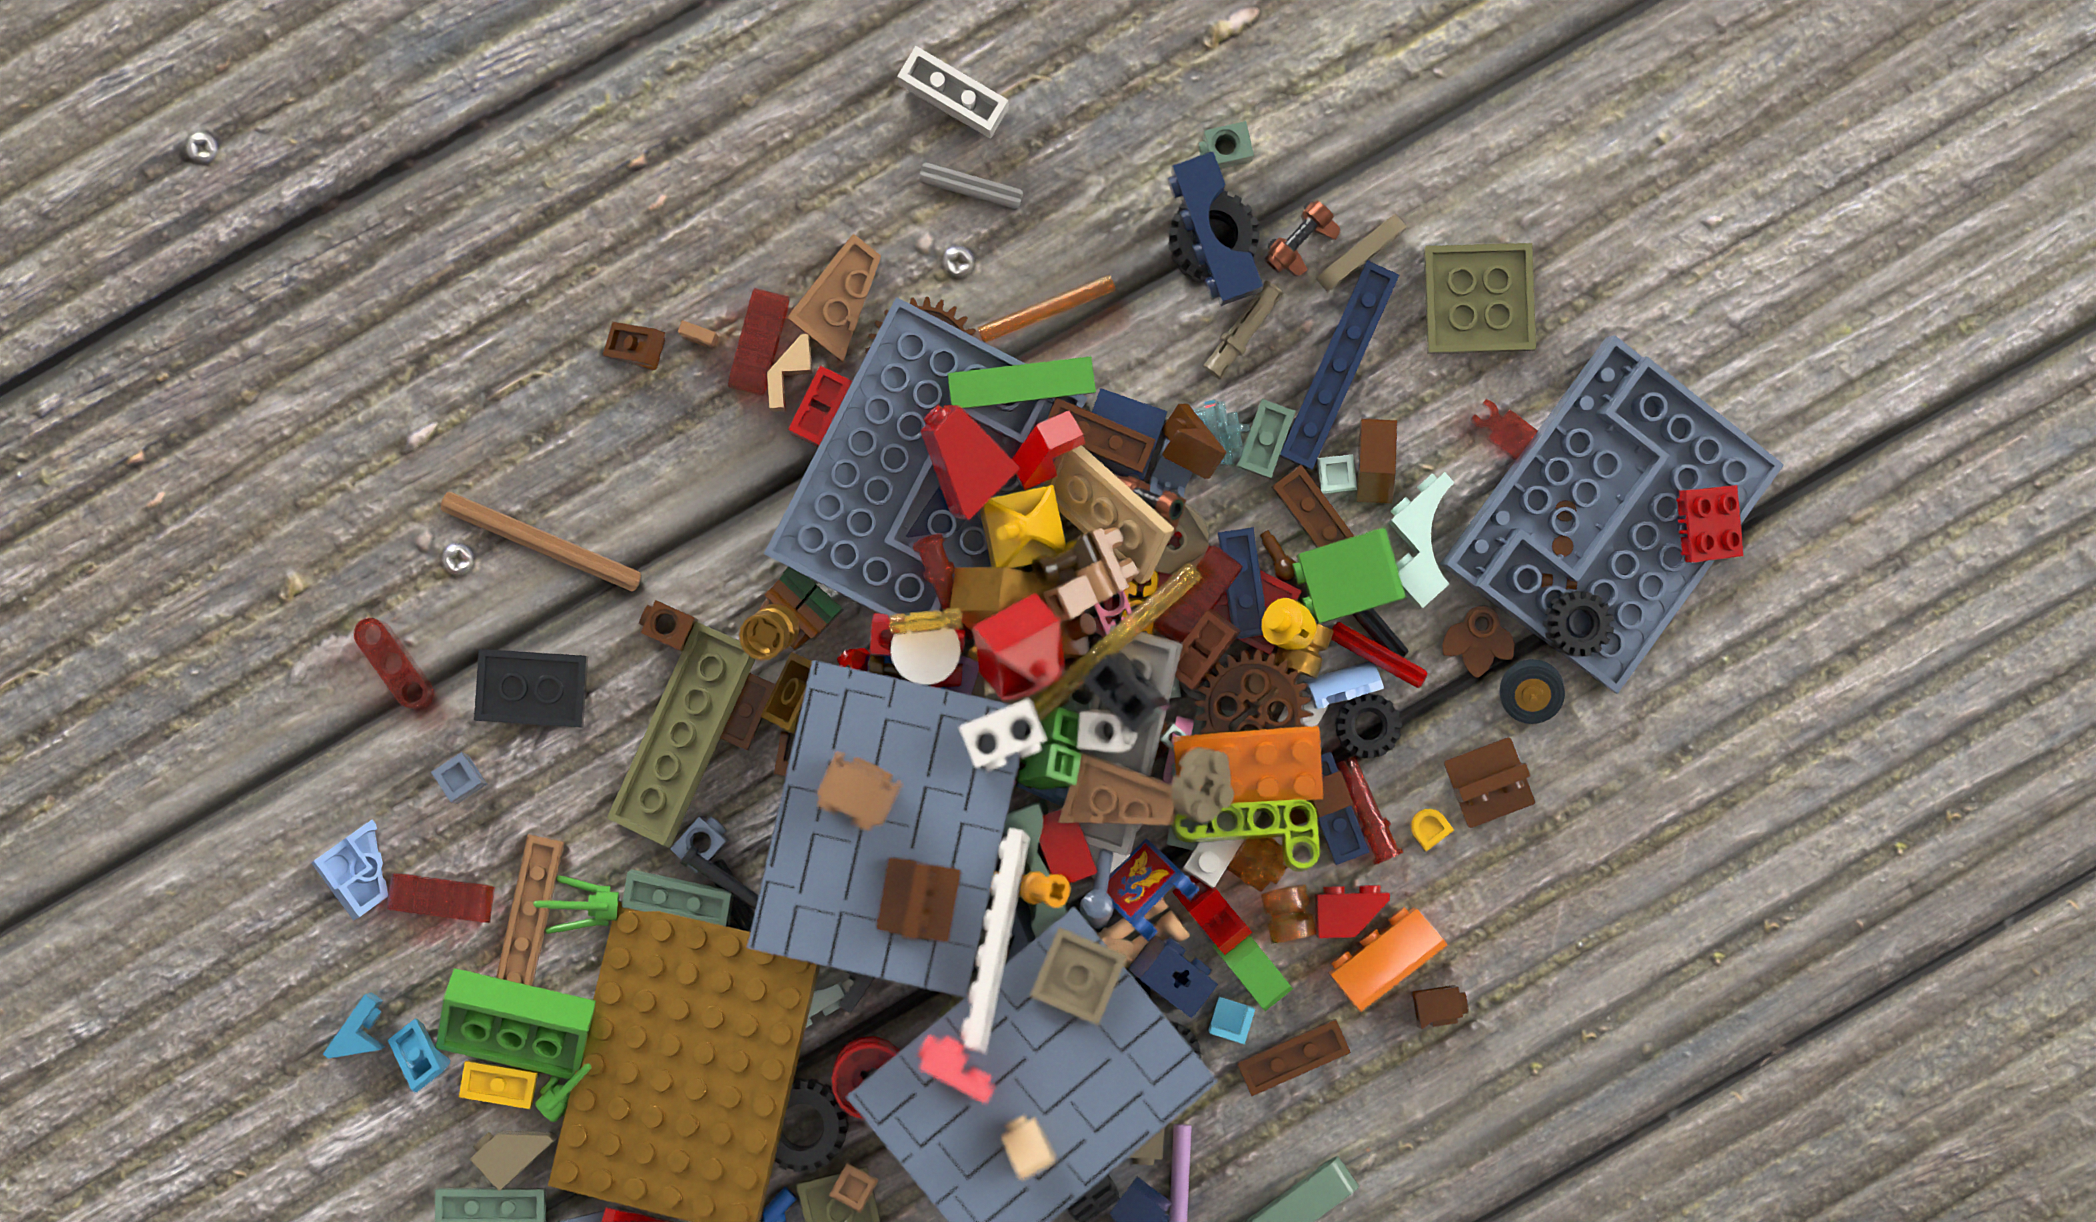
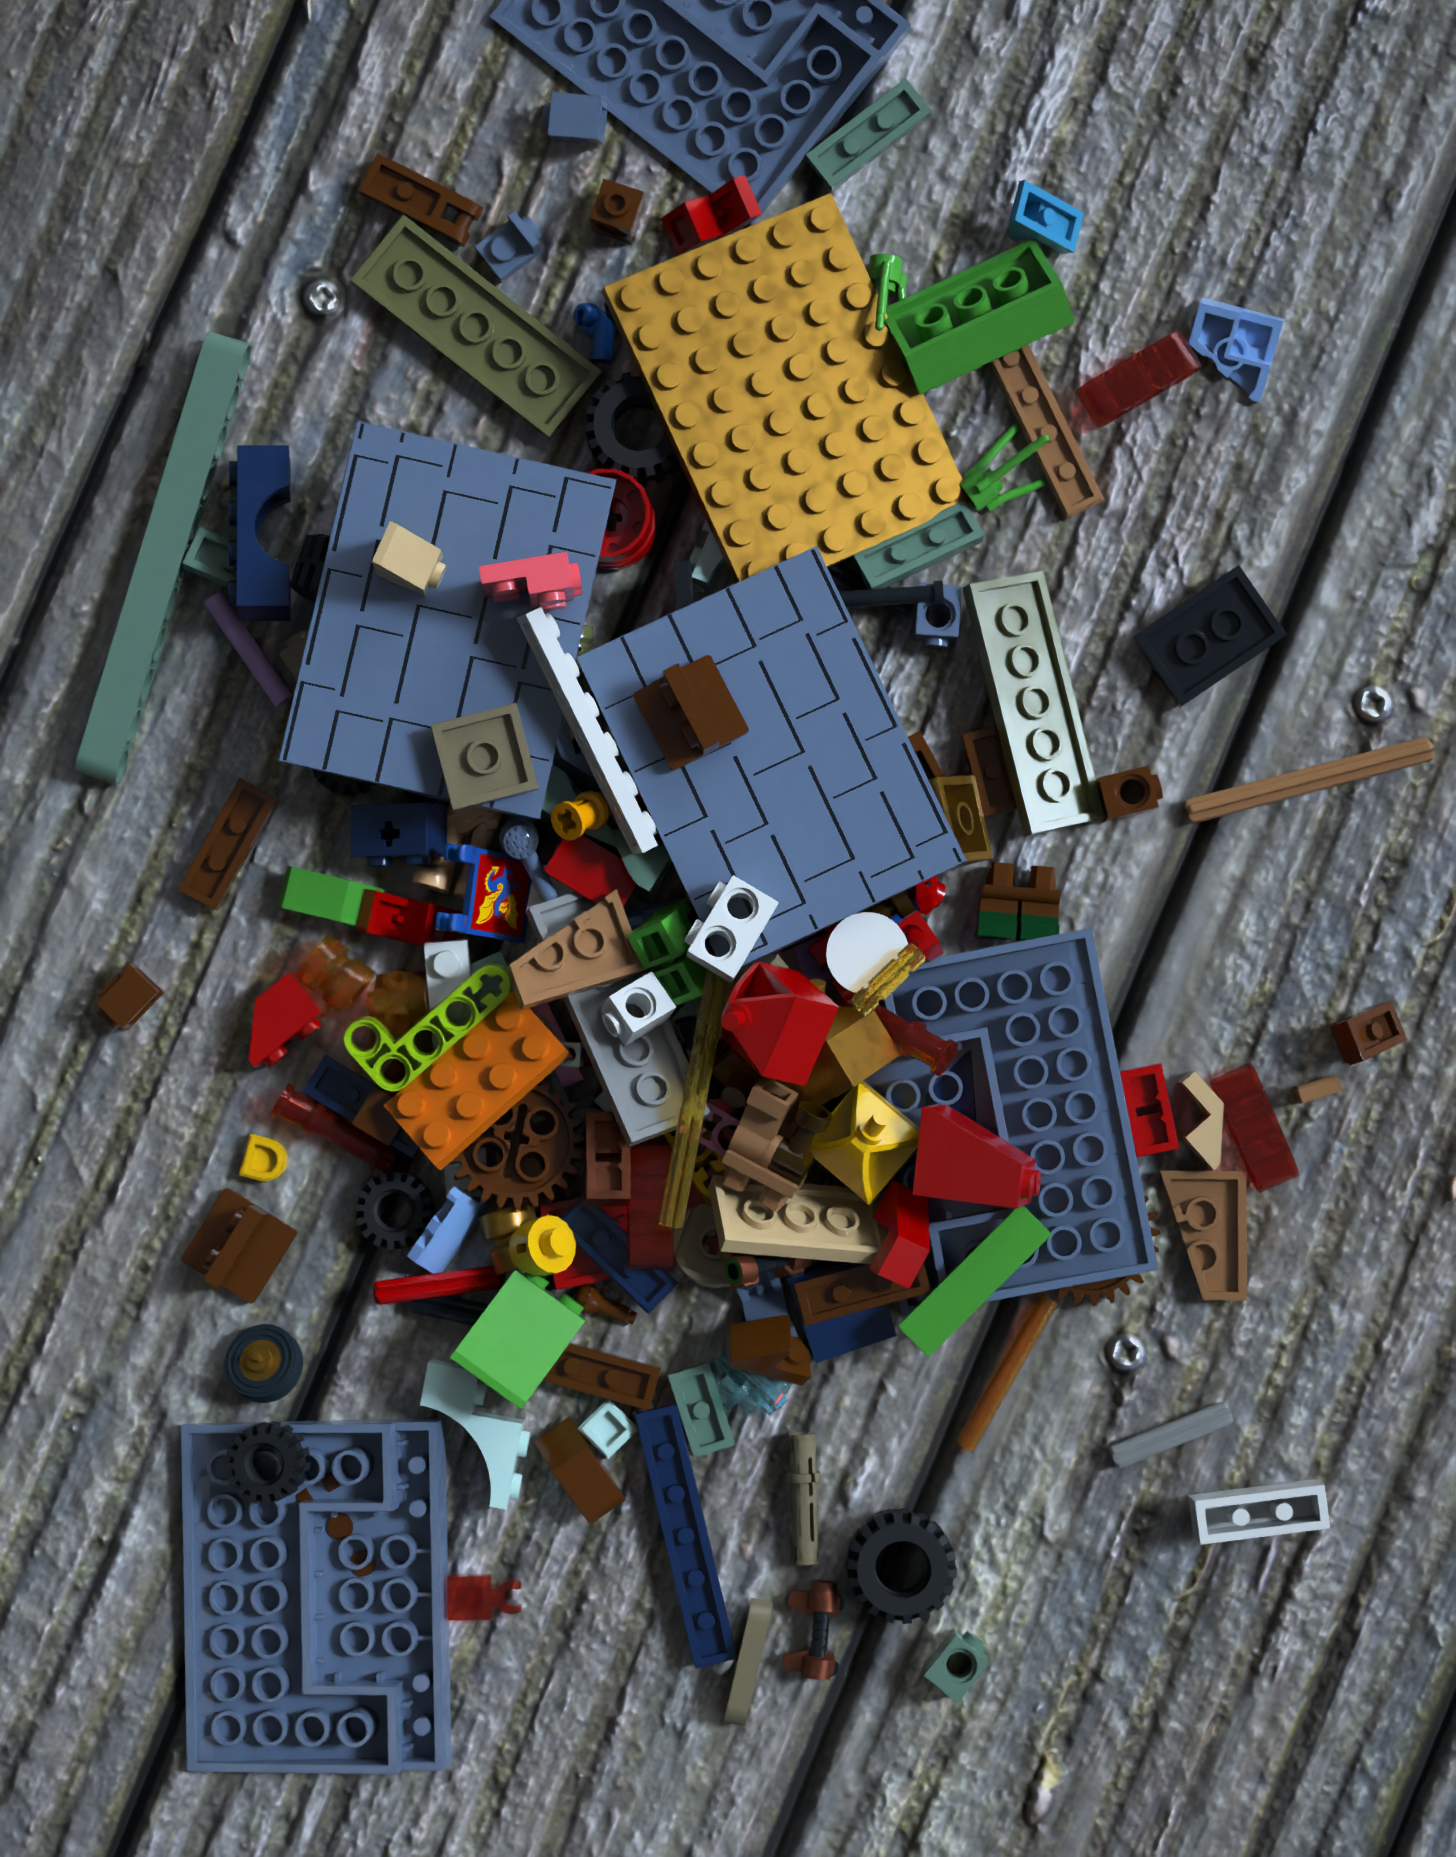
camera: 145 degrees right, 0 degrees up
(351, 1037) = (1118, 190): dark azure slope -> none
(381, 651) = (1375, 555): clear red beam -> none
(459, 778) = (1209, 500): sand blue brick -> none
(498, 1084) = (949, 250): yellow plate -> none
(509, 1153) = (889, 195): dark tan slope -> none
(769, 632) = (1028, 858): pearl gold wheel -> none
(853, 1187) = (546, 408): medium nougat tile -> none
(858, 790) = (826, 768): medium nougat brick -> none
(1126, 692) = (645, 1059): black brick -> none
(1206, 770) = (509, 1043): dark tan plate -> none
(1230, 272) = (857, 1542): dark blue arch -> none
(1231, 1020) = (313, 833): medium azure panel -> none
(1386, 957) = (210, 1003): orange slope -> none
(1478, 646) = (347, 1367): reddish brown plate -> none
(1479, 298) = (601, 1706): olive plate -> none
(1711, 523) = (212, 1657): red hinge -> none

